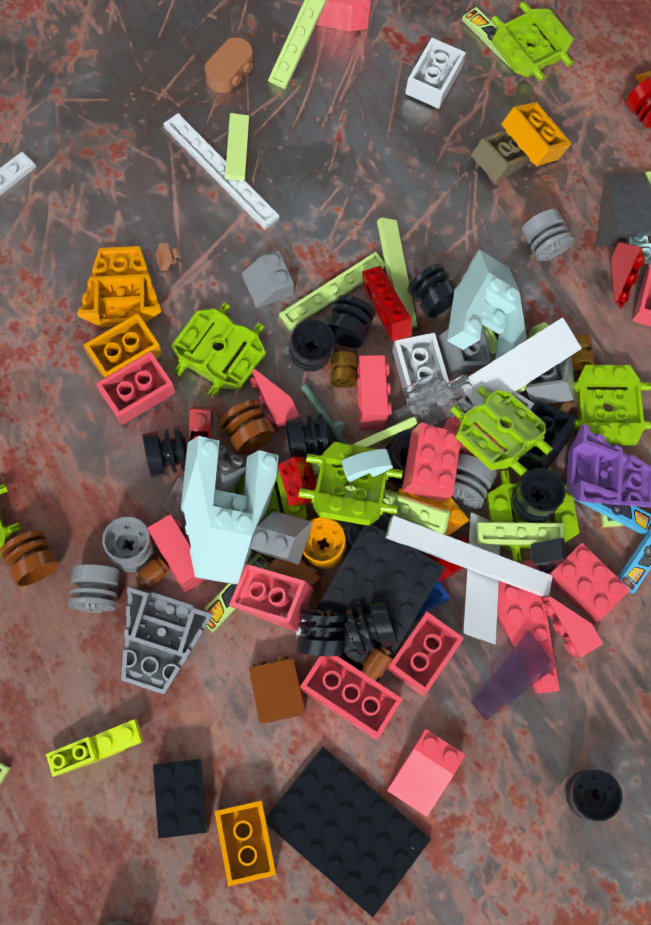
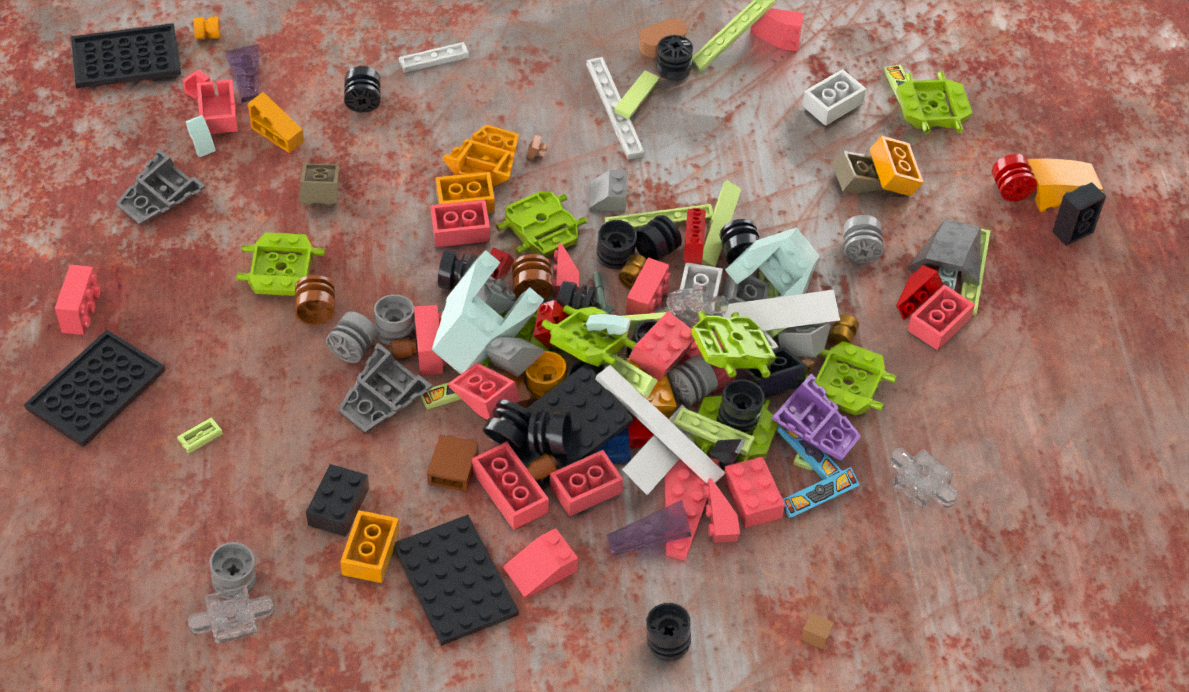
camera: 30 degrees right, 20 degrees down
(94, 748) = (290, 444): neon yellow slope -> none
(255, 86) = (674, 57): none -> black wheel

